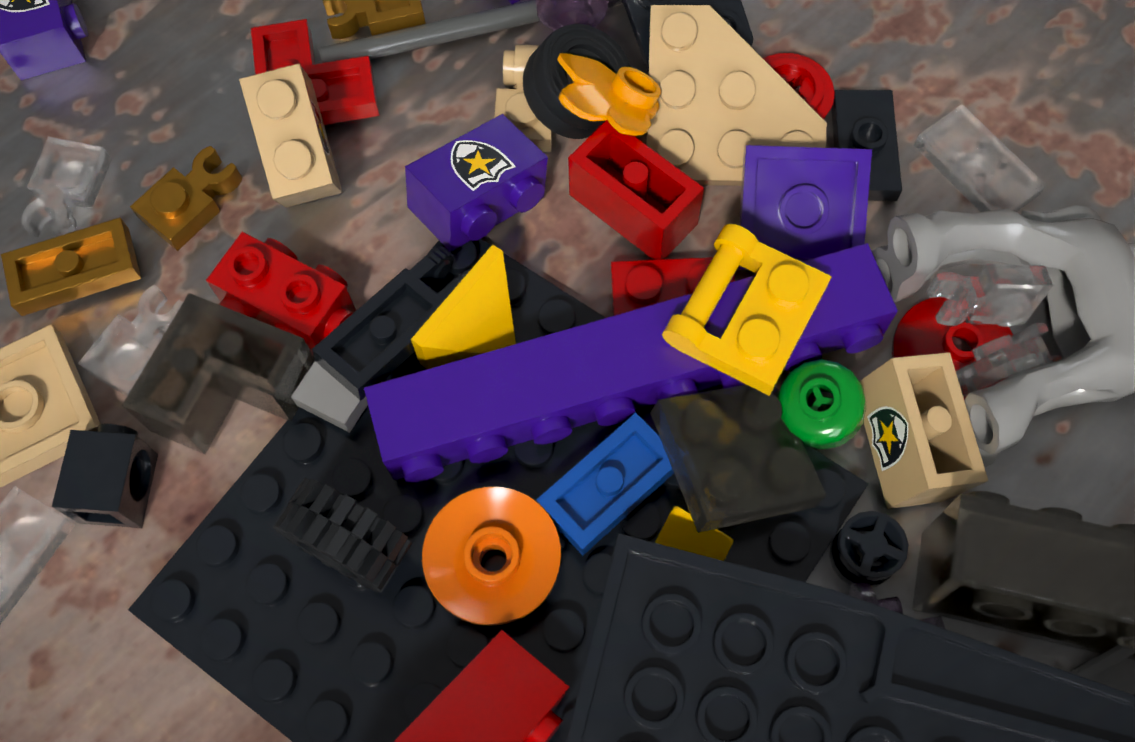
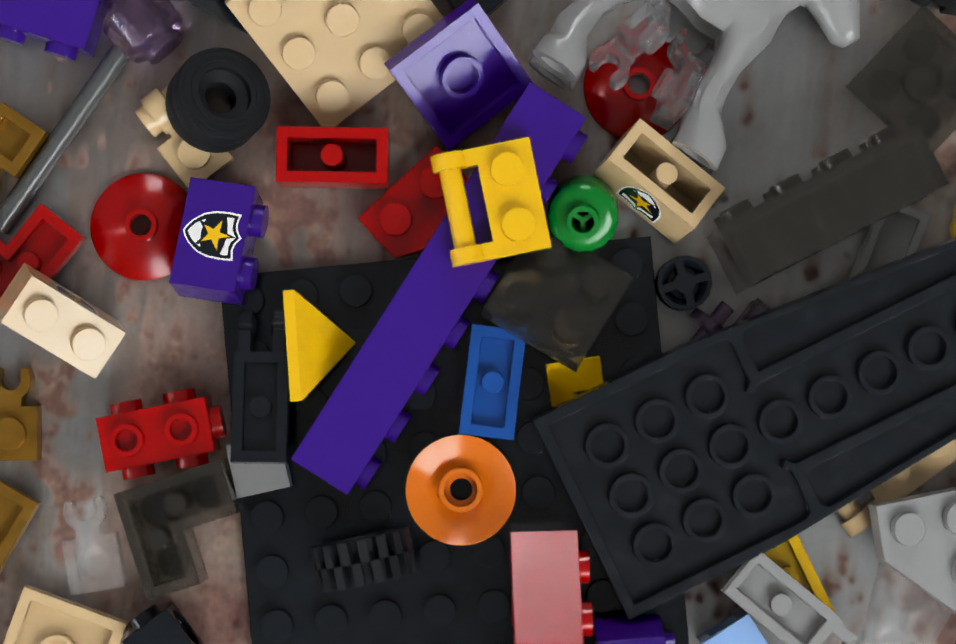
camera: 45 degrees left, 20 degrees up
(401, 132) = (112, 218): none -> red dish
(599, 94) = (261, 107): light orange plate -> none

